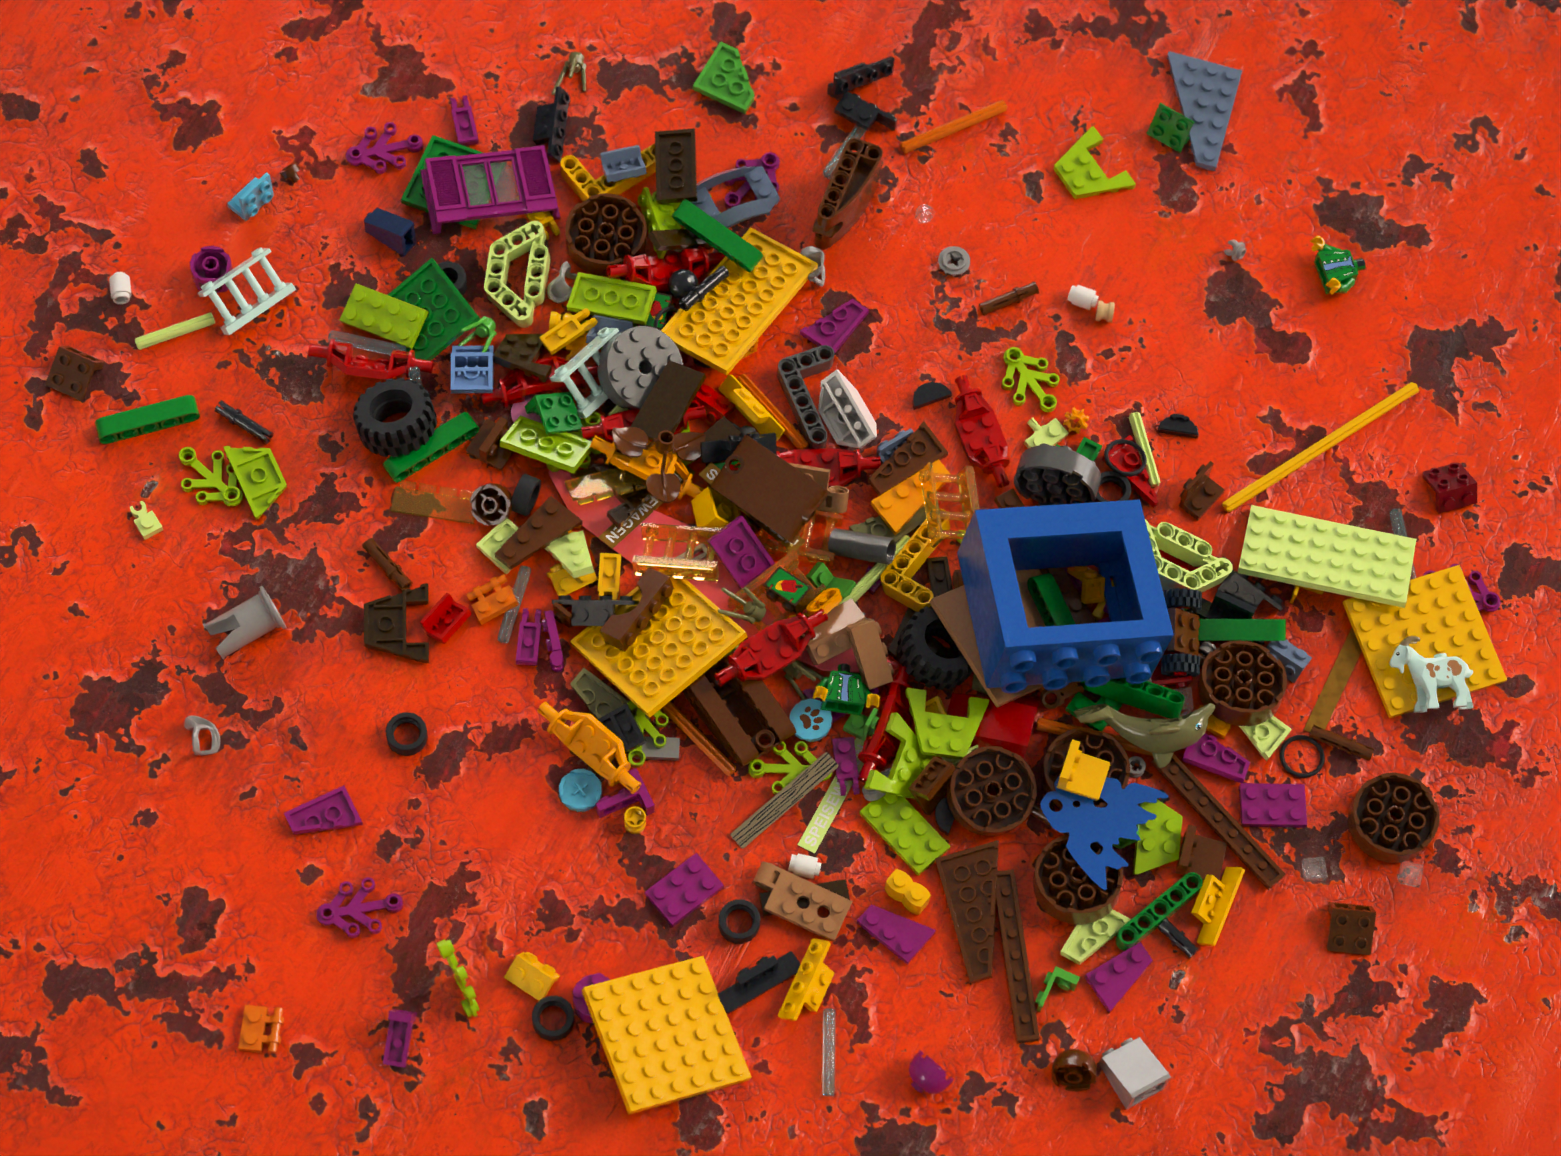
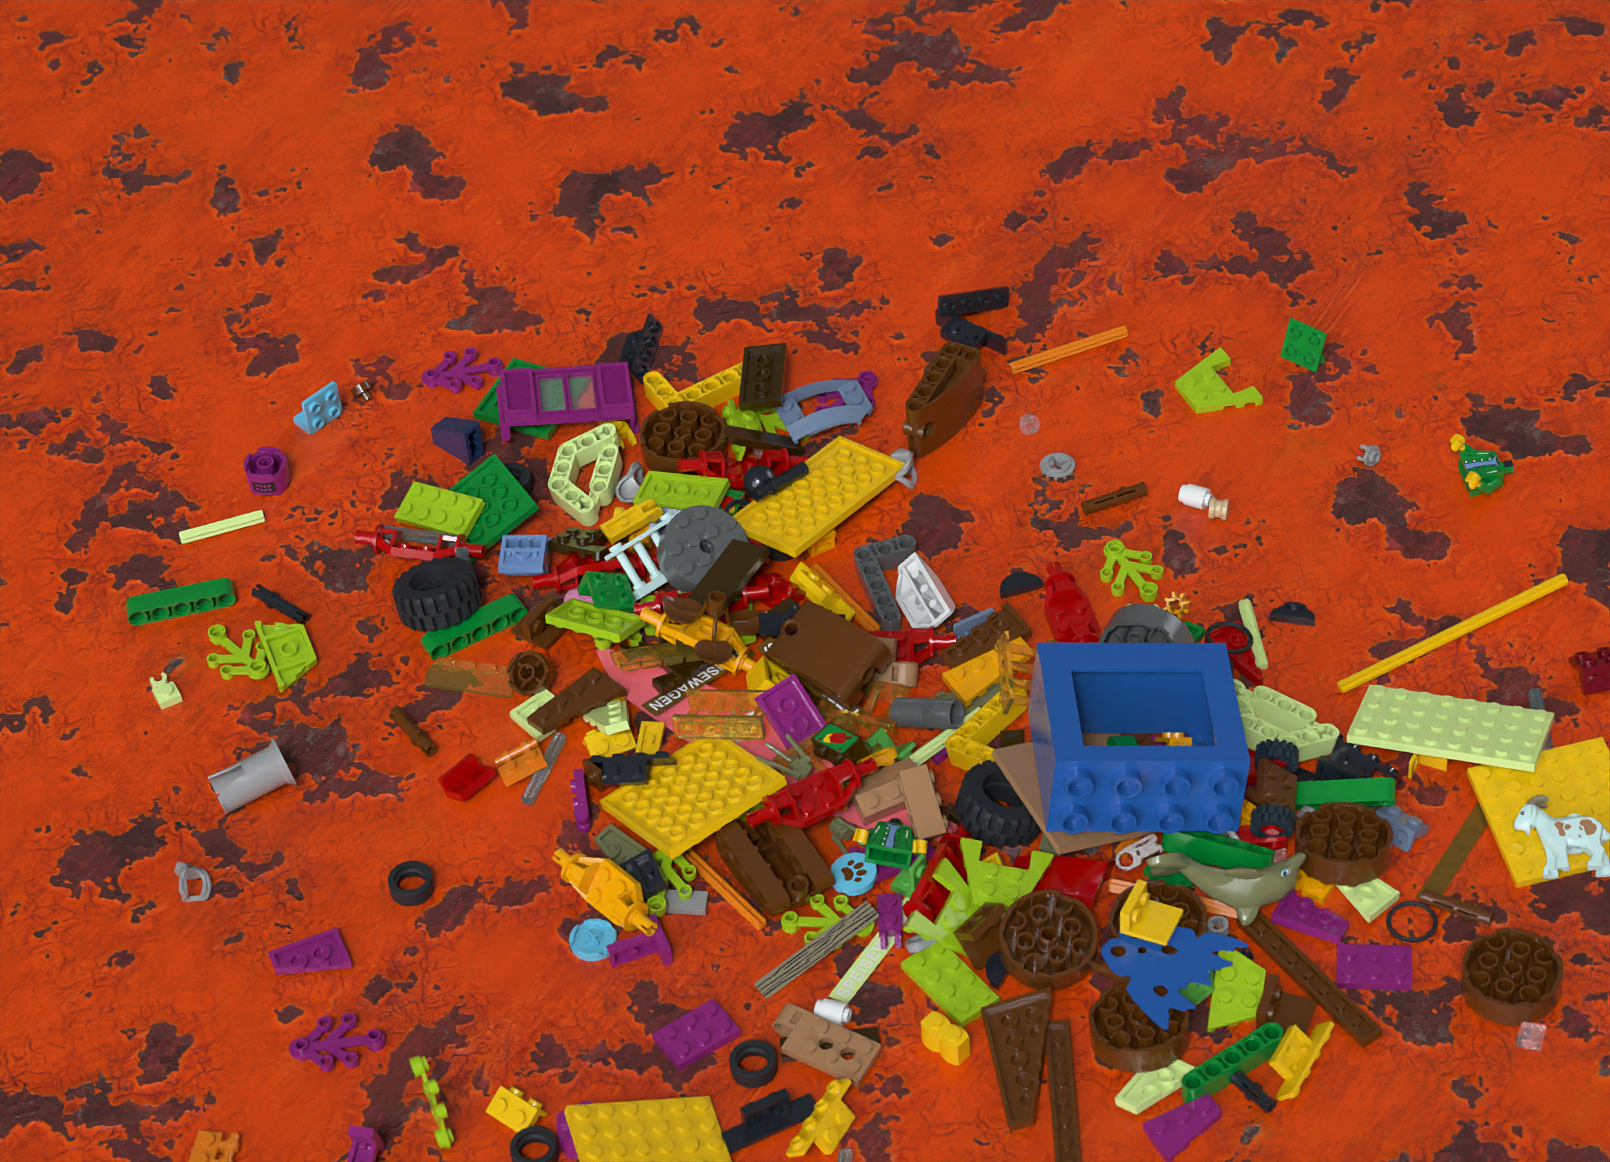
camera: 15 degrees right, 20 degrees down
(72, 371) = (110, 560): reddish brown bracket -> none
(120, 288) = (171, 488): white brick -> none
(264, 300) = (299, 508): light aqua fence -> none
(387, 624) = (404, 784): dark brown wing -> none
(464, 122) = (548, 348): magenta hinge -> none
(484, 328) = (544, 523): bright green plant -> none
(525, 494) = (567, 665): black tyre -> none
(529, 639) = (555, 799): magenta hinge -> none
(575, 64) = (671, 298): olive plant -> none
(622, 163) = (706, 374): sand blue bracket -> none
(624, 628) = (657, 780): reddish brown arch -> none
(635, 815) = (648, 965): yellow wheel -> none
(717, 235) = (799, 435): green beam -> none
(726, 79) = (828, 310): bright green plate -> none
(837, 326) = (925, 522): magenta wing -> none
(895, 932) = (930, 1080): magenta wing -> none
(1064, 980) = (1111, 1124): bright green bracket -> none
(1200, 492) = (1309, 671): reddish brown bracket -> none
(1206, 98) = (1351, 327): sand blue wing -> none
(1314, 869) = (1417, 1027): clear plate -> none
(1351, 928) = (1455, 1086): reddish brown bracket -> none

